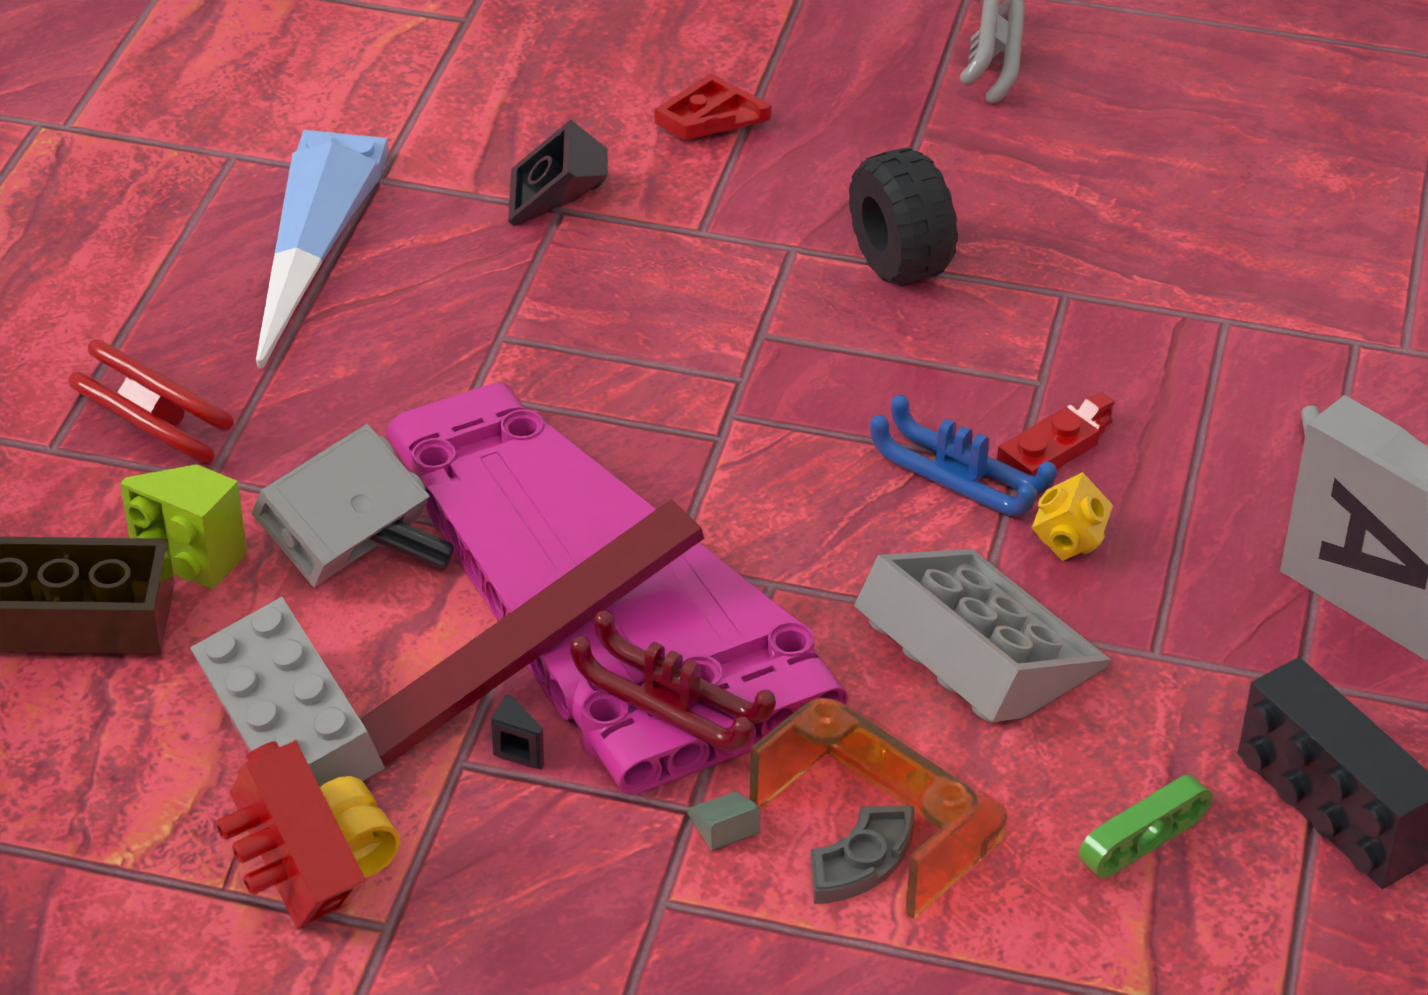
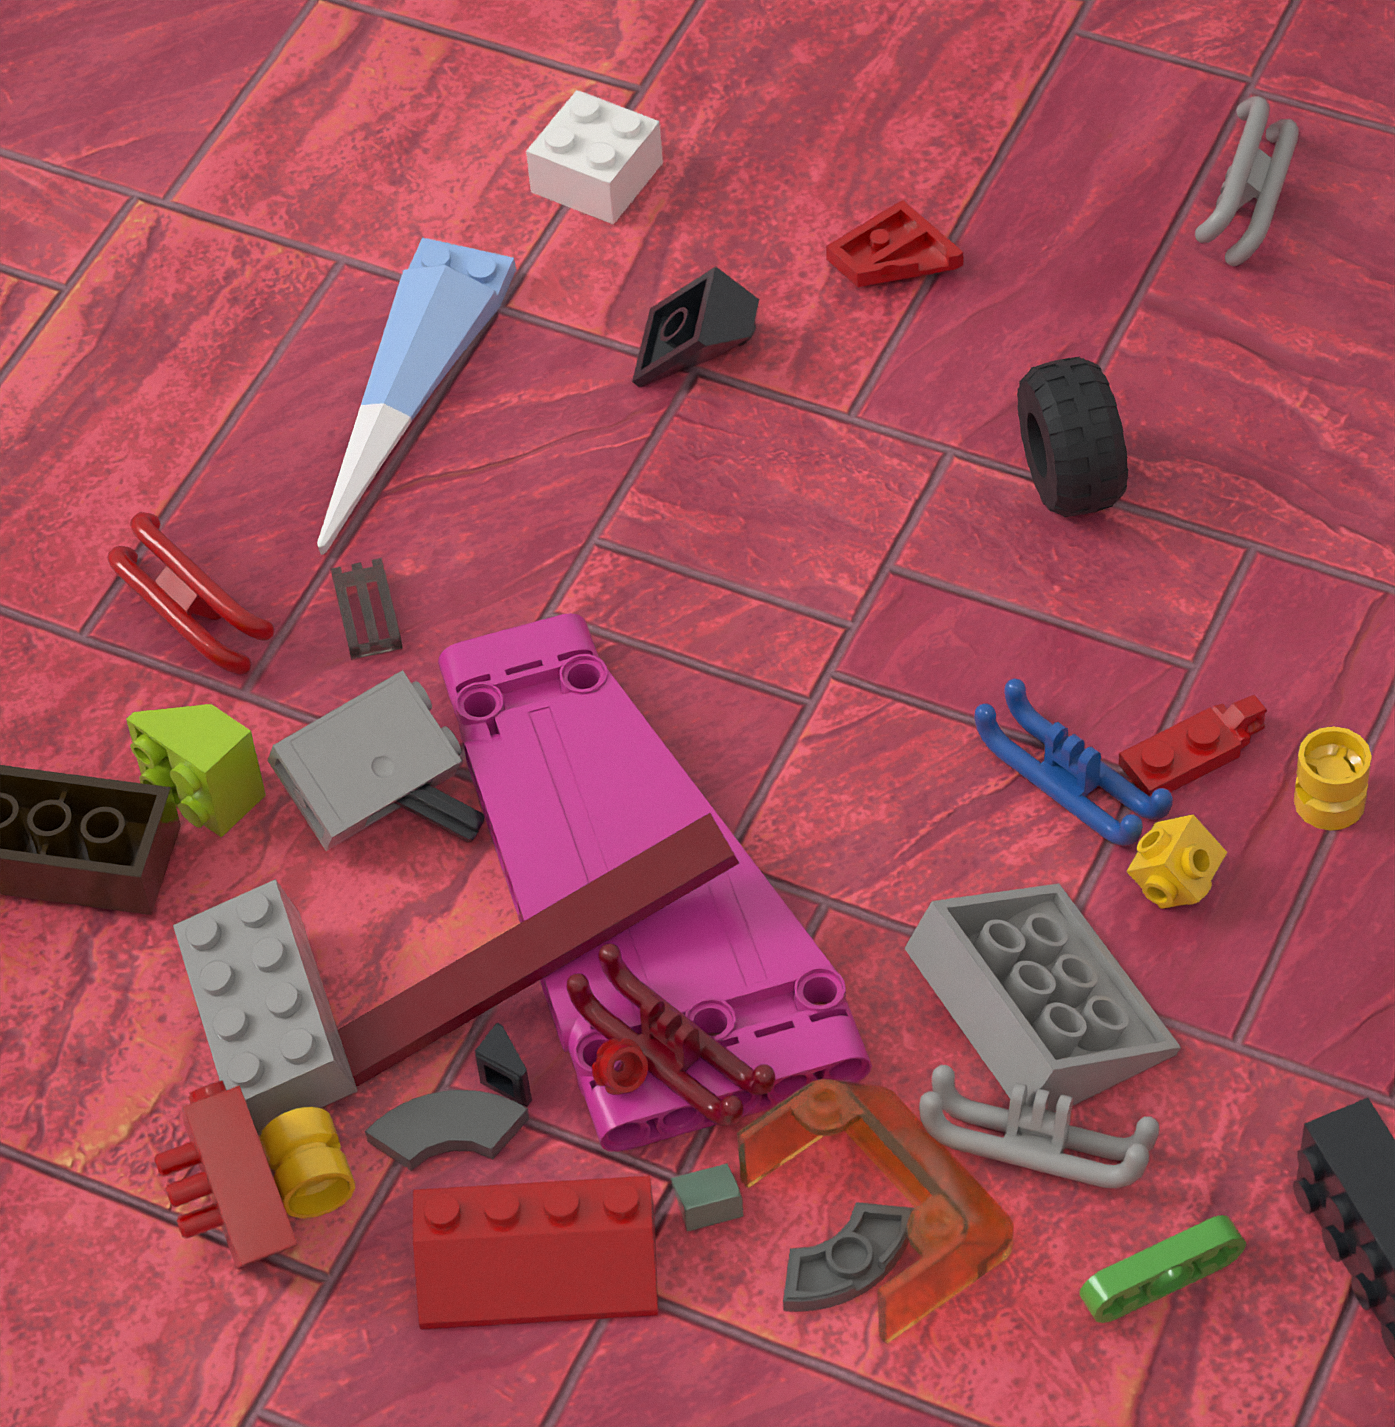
camera: 15 degrees right, 10 degrees up
(301, 382) = (360, 577): none -> clear smoke tile
(441, 62) = (594, 156): none -> white brick
(472, 788) = (446, 1124): none -> dark grey tile
(580, 876) = (535, 1252): none -> red slope
(640, 711) = (632, 1069): none -> red plate
(1008, 734) = (1035, 1134): none -> light grey piece
(1185, 444) = (1332, 778): none -> yellow wheel

